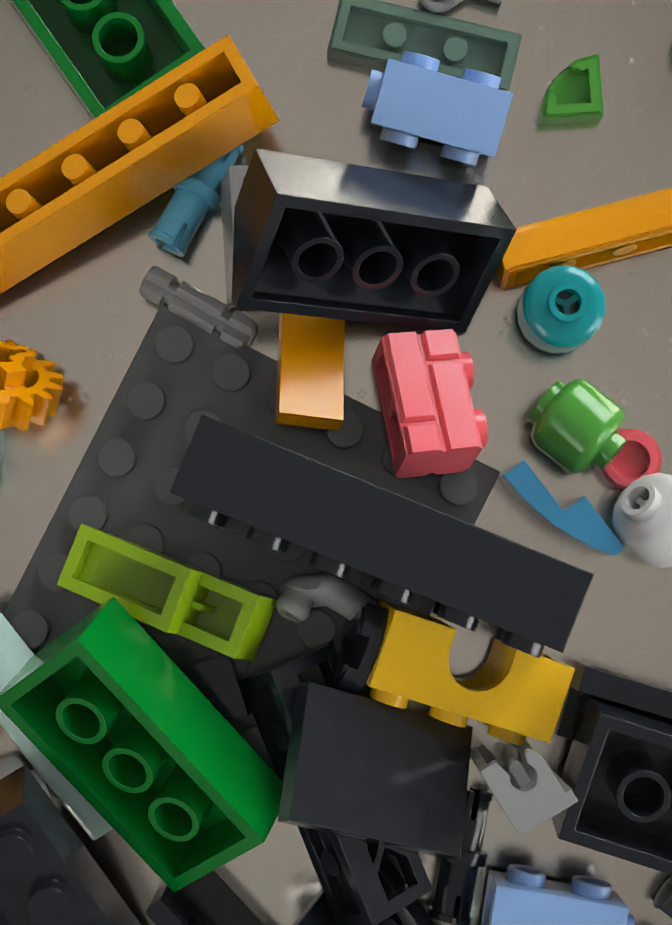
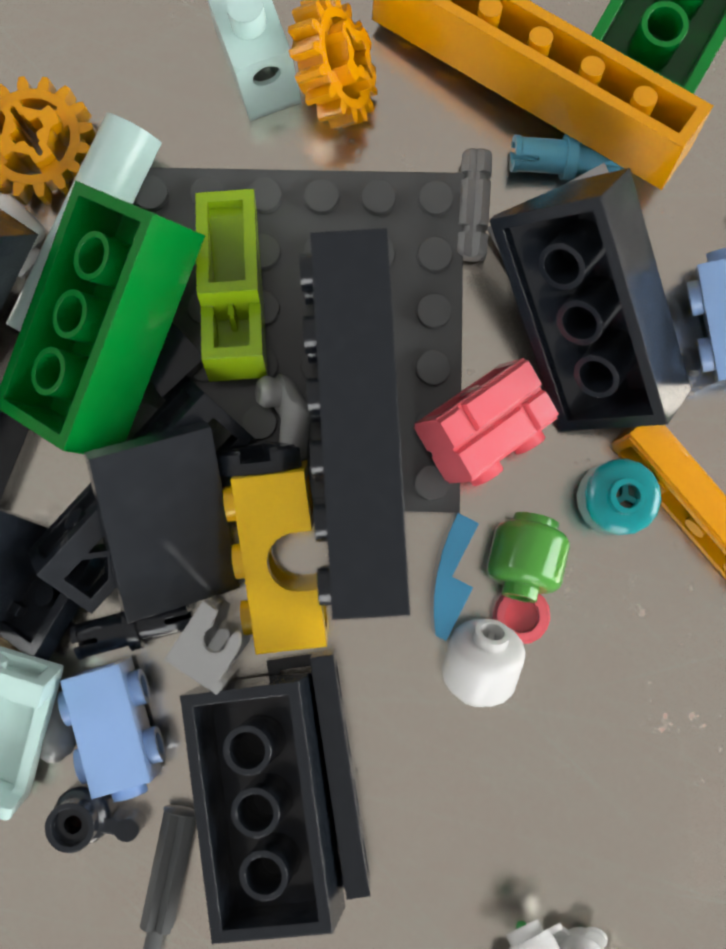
camera: 65 degrees right, 0 degrees up
(310, 372) = (467, 316): light orange tile -> none

